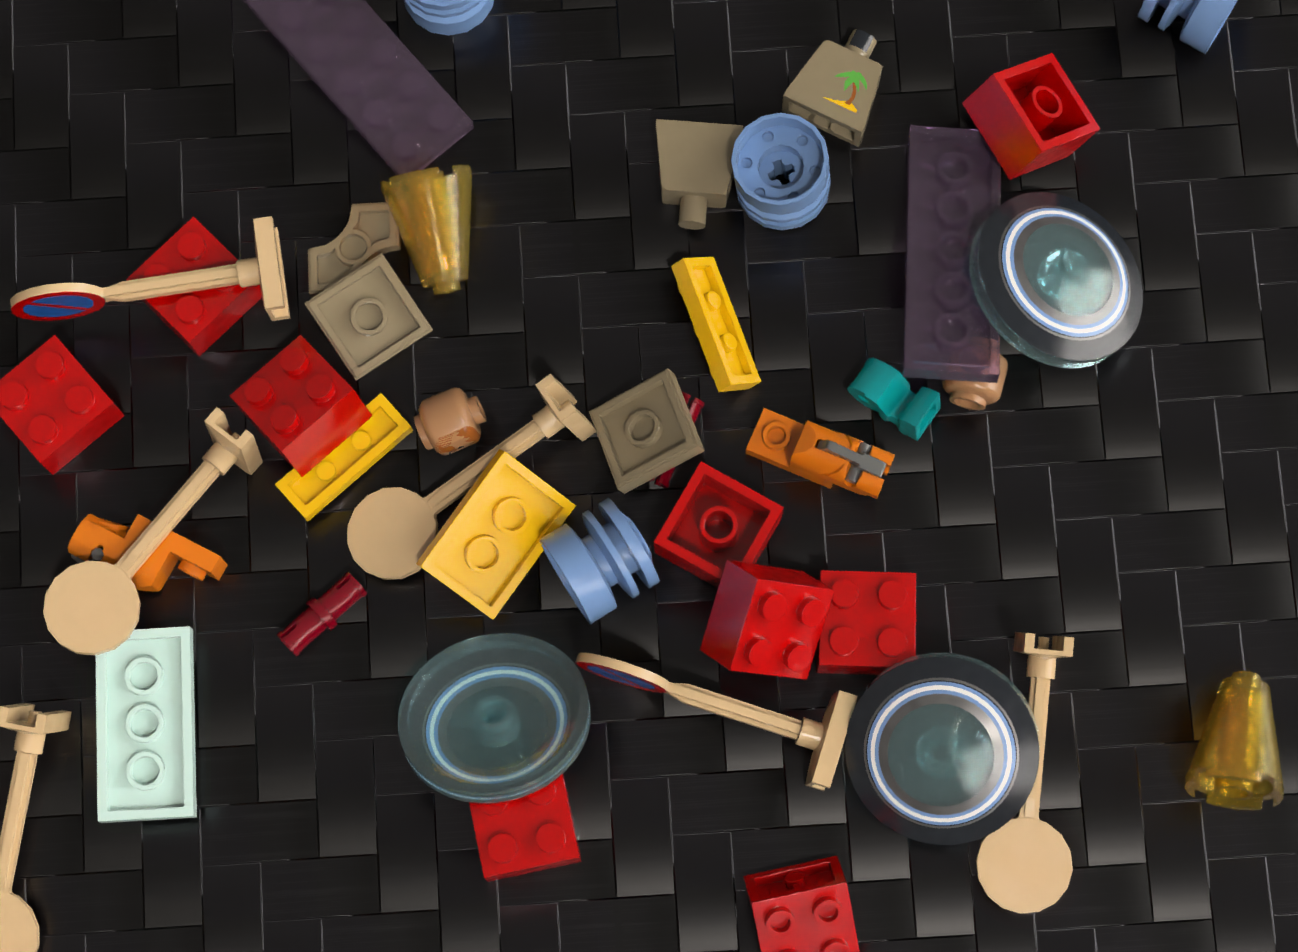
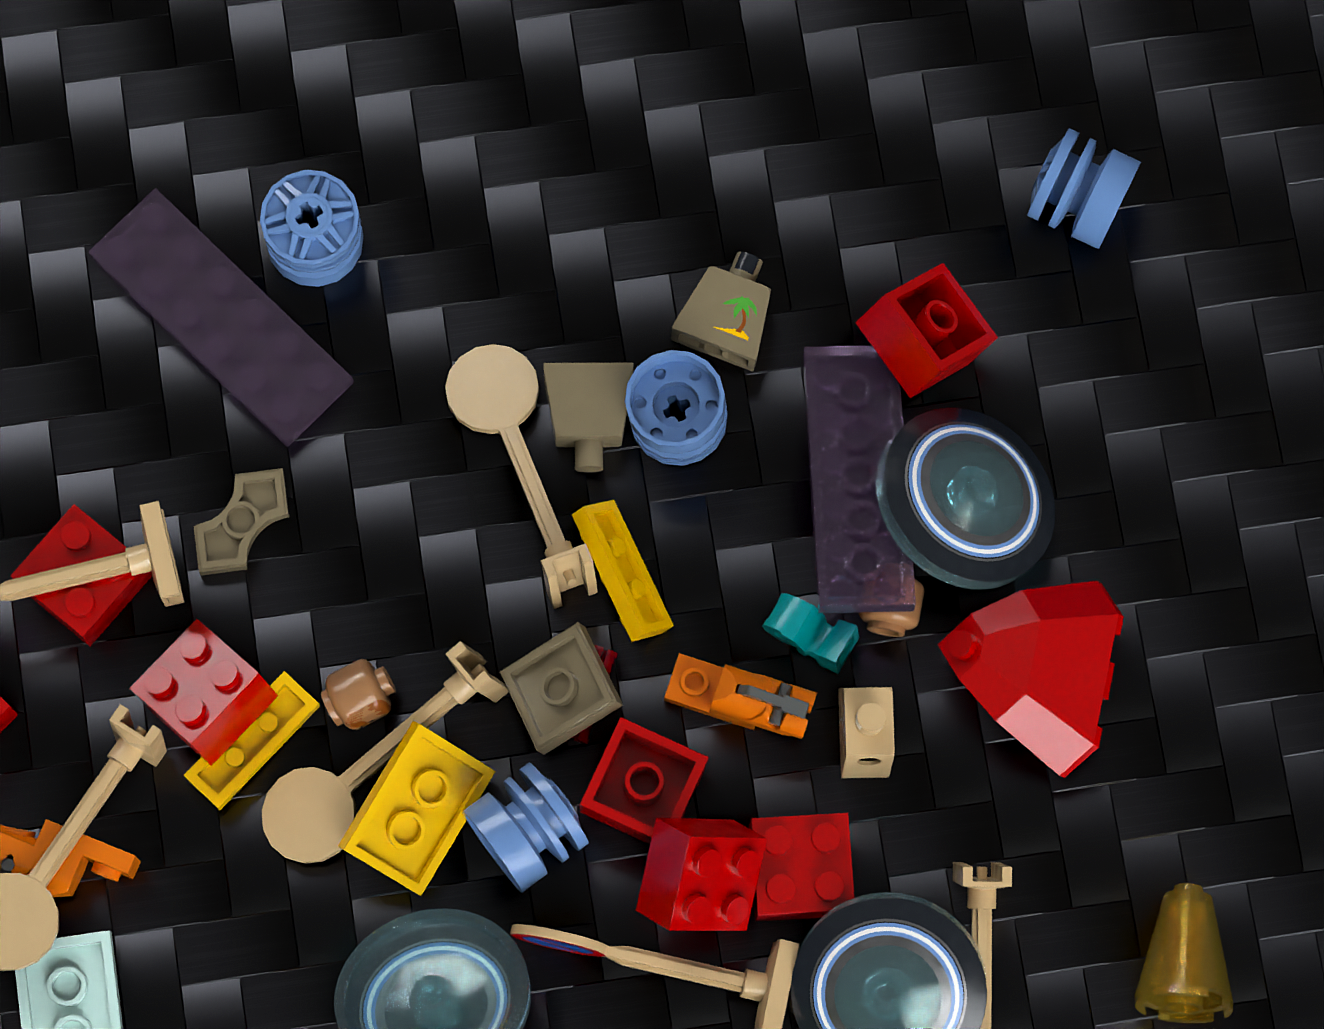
camera: 15 degrees left, 0 degrees up
(321, 613) = (244, 905): dark red pin -> none
(368, 317) = (263, 592): dark tan tile -> none
(434, 223) = (324, 490): clear yellow cone -> none
(607, 147) = (494, 393): none -> tan piece
(940, 496) = (866, 731): none -> tan torso
(1118, 448) = (1042, 666): none -> red brick

